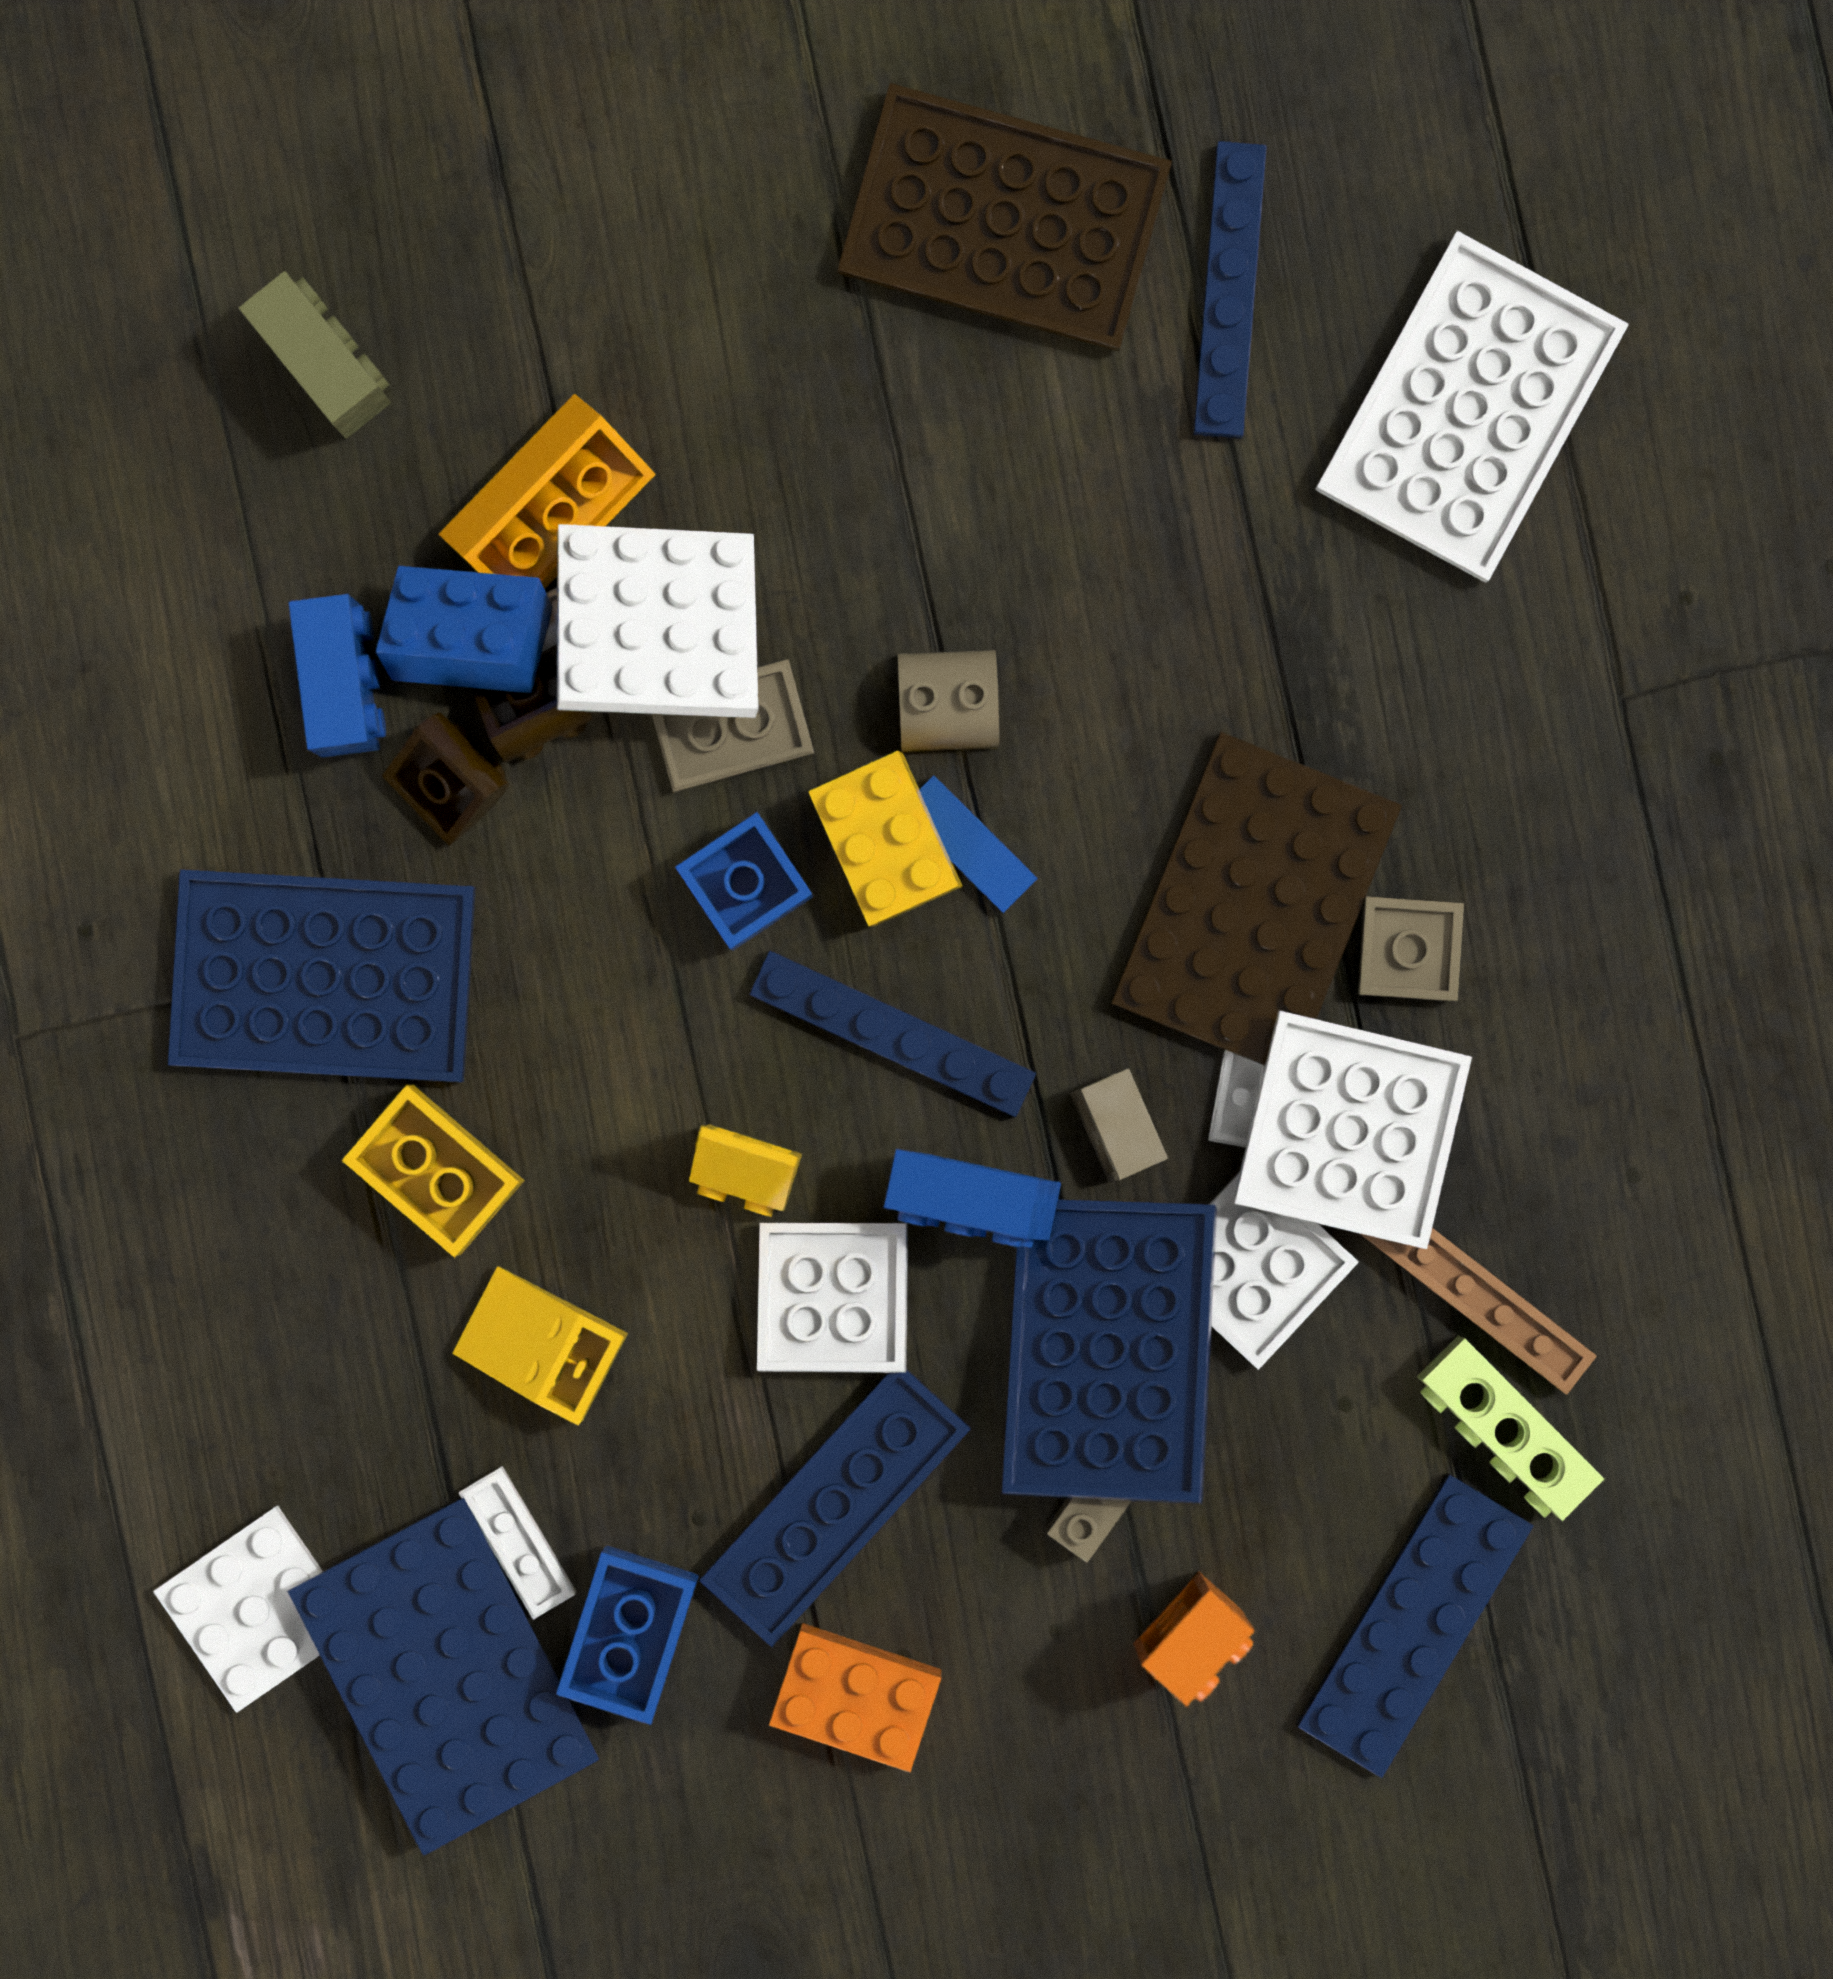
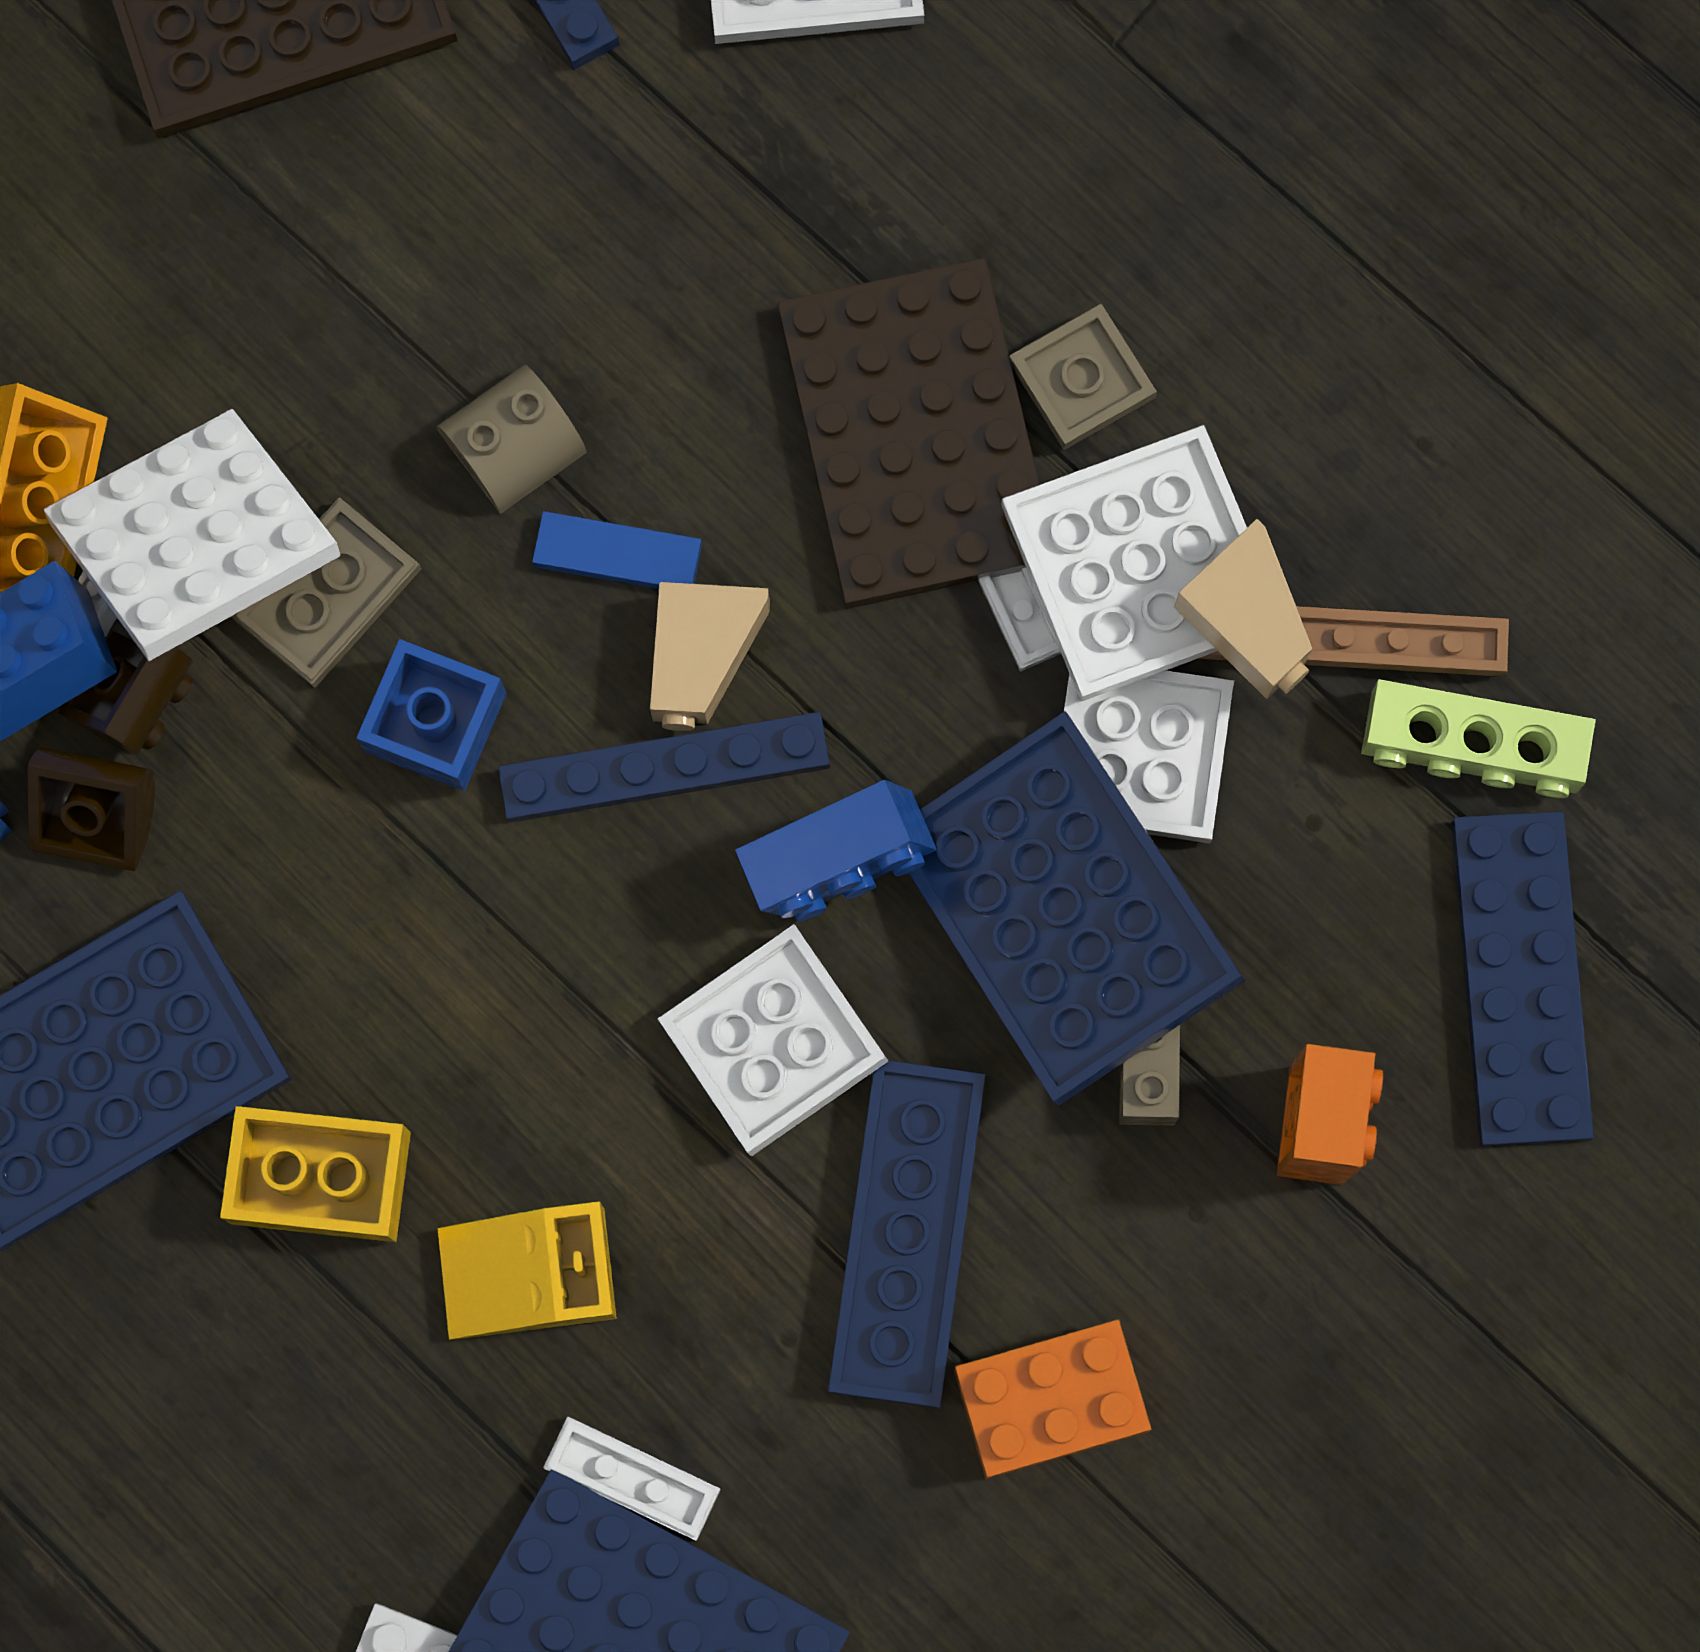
camera: 30 degrees left, 10 degrees down
(627, 1634) = (794, 1487): blue brick -> none
(743, 1168) = (606, 969): yellow slope -> none
(885, 838) = (536, 592): yellow brick -> none
(977, 963) = (700, 647): none -> tan slope
(1119, 1125) = (928, 707): dark tan hinge -> none
(1401, 1230) = (1249, 613): none -> tan slope

